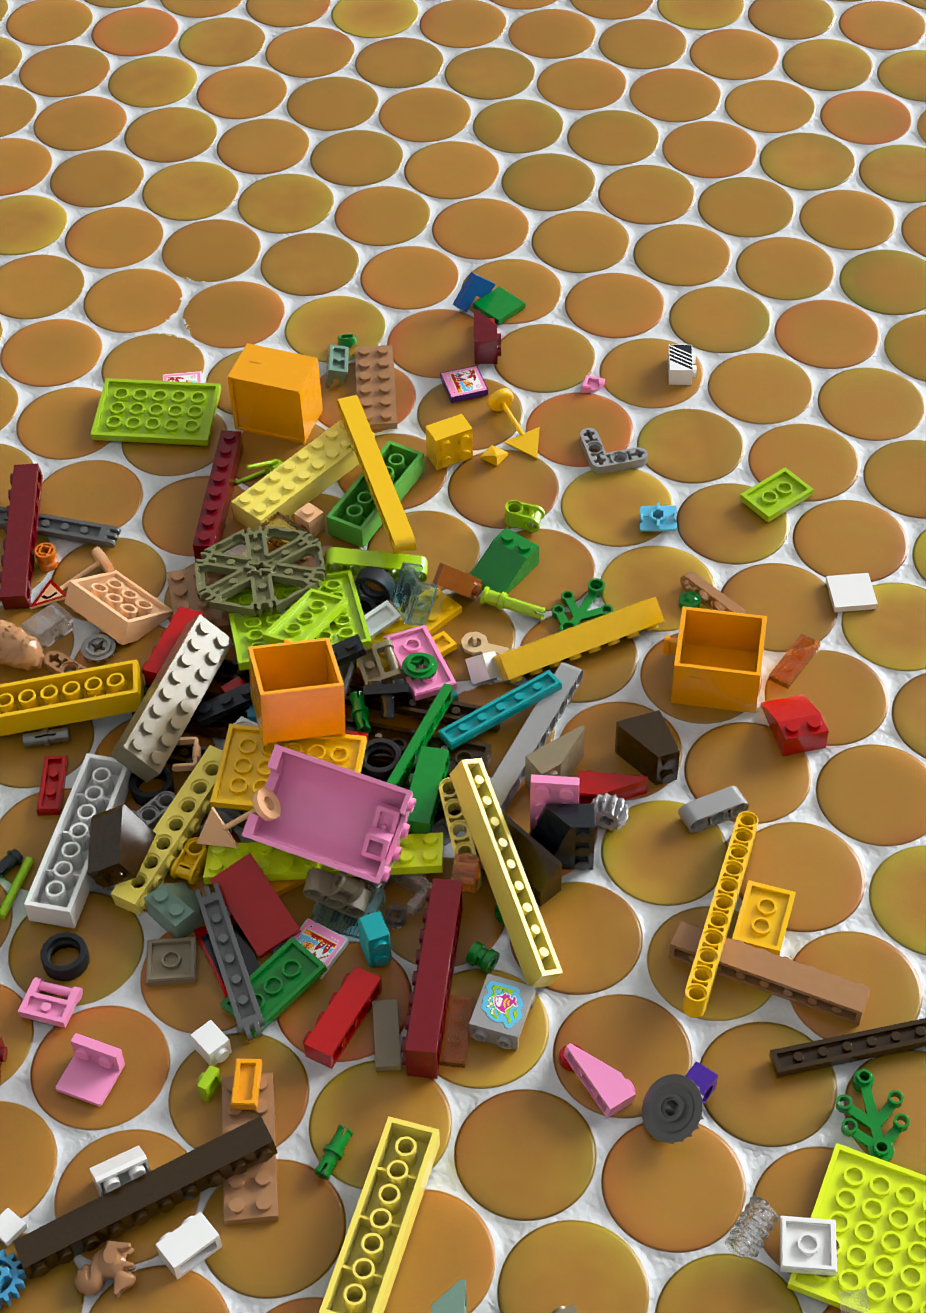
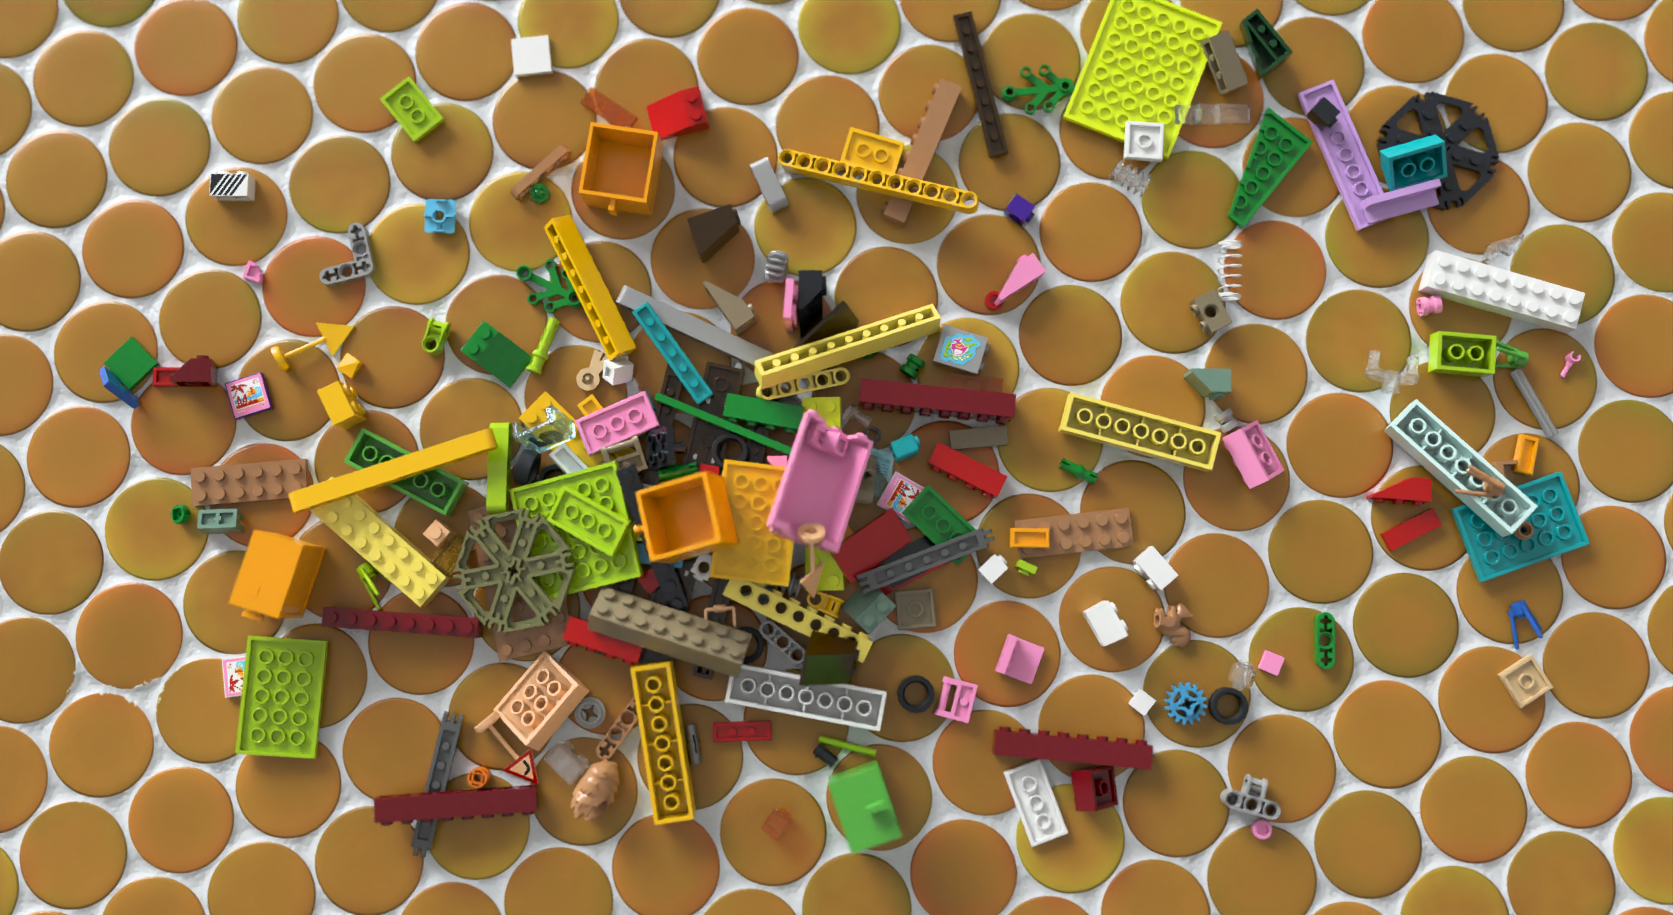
camera: 90 degrees left, 35 degrees up
(144, 1198) = (1120, 592): dark brown brick -> none
(416, 660) = (626, 413): green gear -> none
(458, 581) = (527, 390): dark orange slope -> none
(467, 869) = (846, 377): clear orange brick -> none
(622, 785) = (750, 275): red slope -> none
(661, 1103) = (1052, 231): dark grey gear -> none

